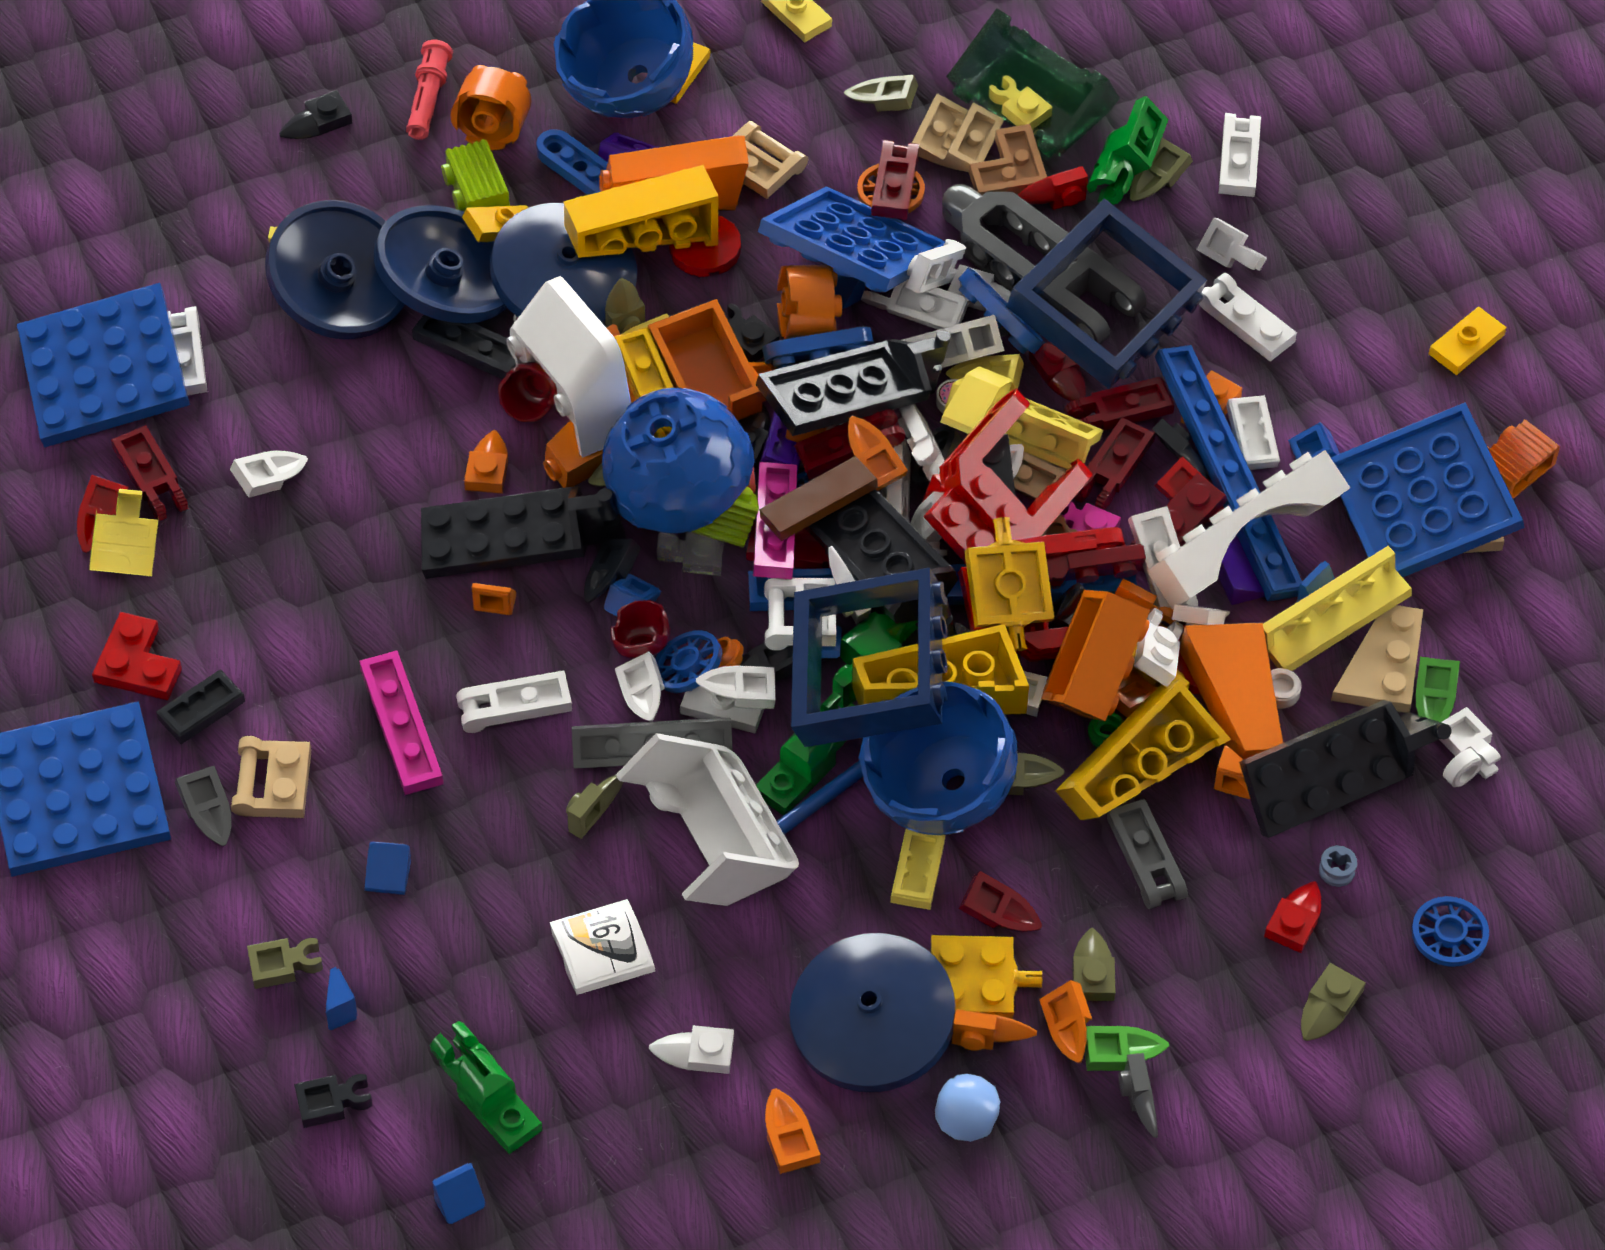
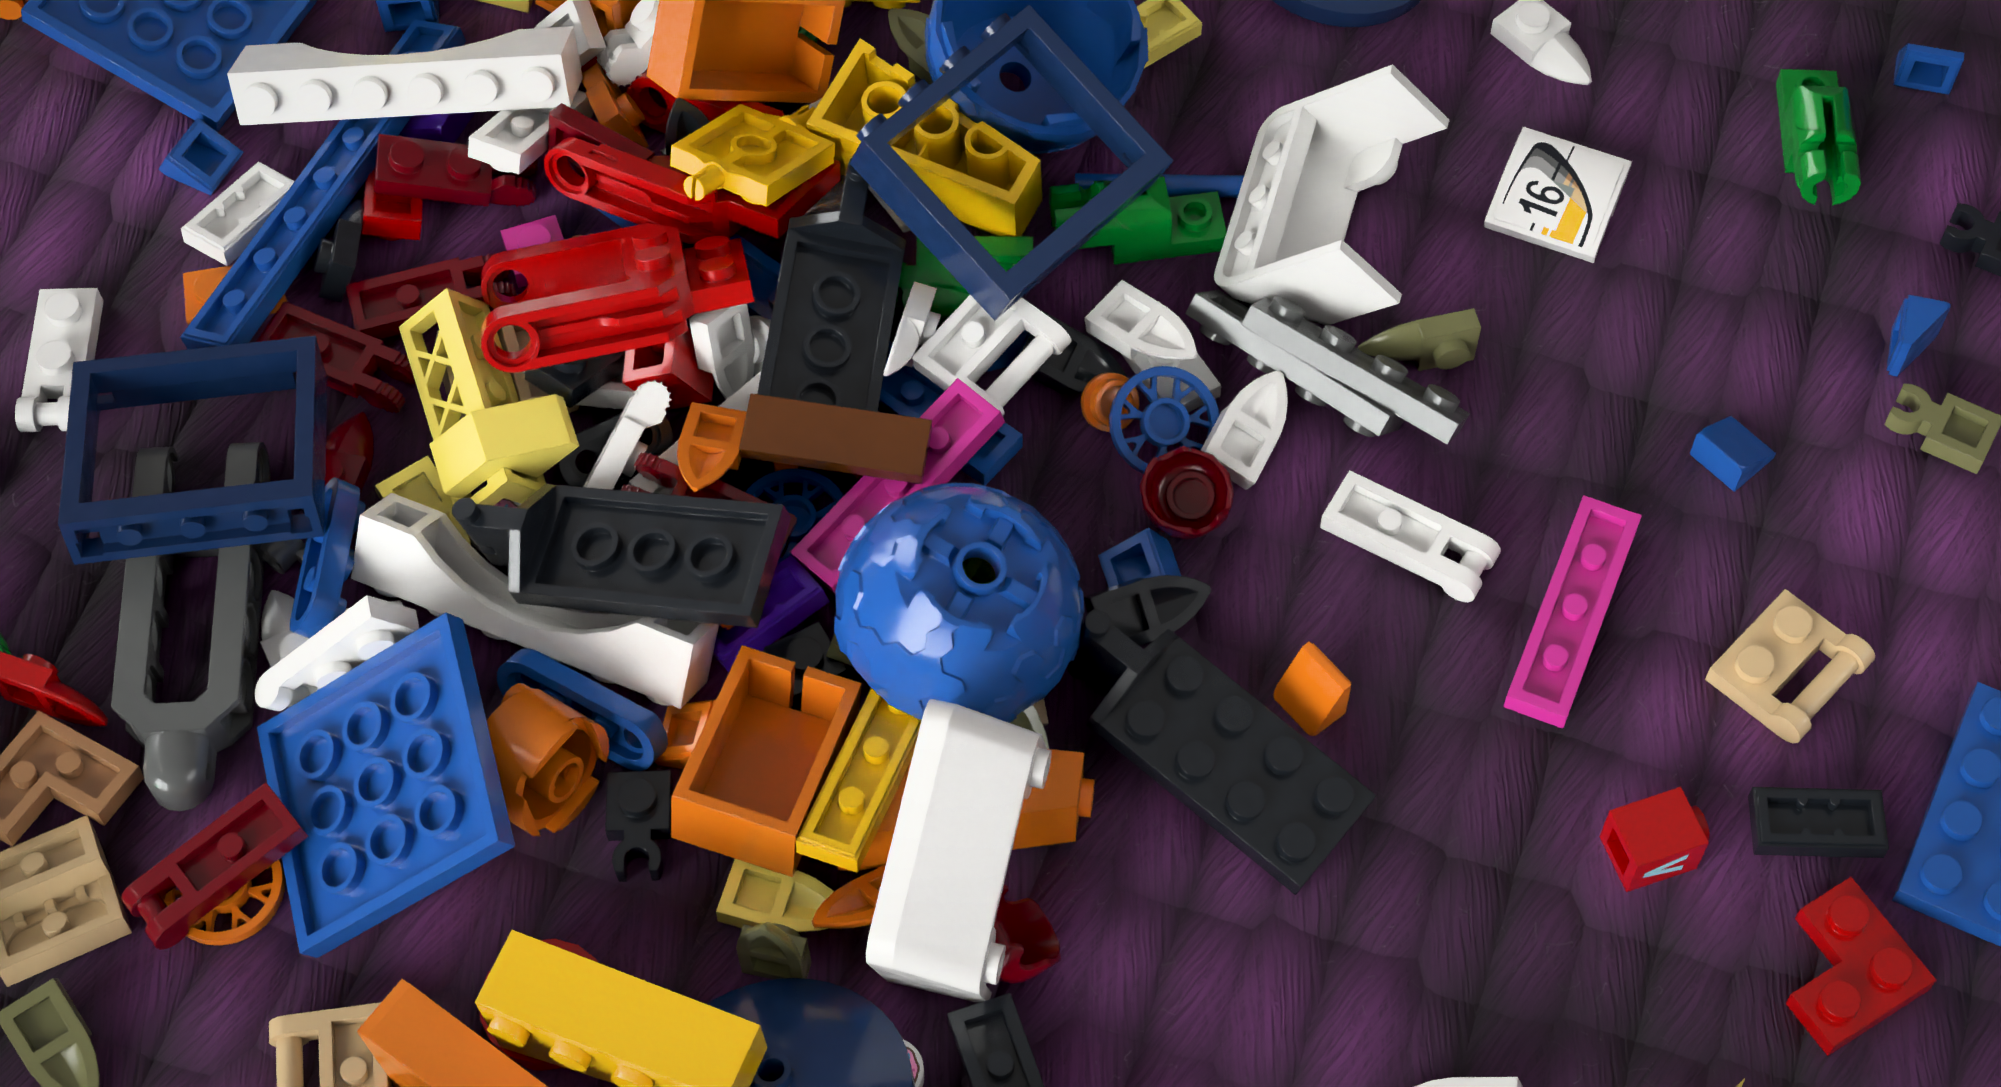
camera: 135 degrees left, 5 degrees up
(206, 803) = (1904, 685): dark grey plate -> none
(272, 638) = (1655, 838): none -> red brick
(487, 465) = (1148, 900): orange plate -> none
(600, 752) = (1376, 379): none -> plate

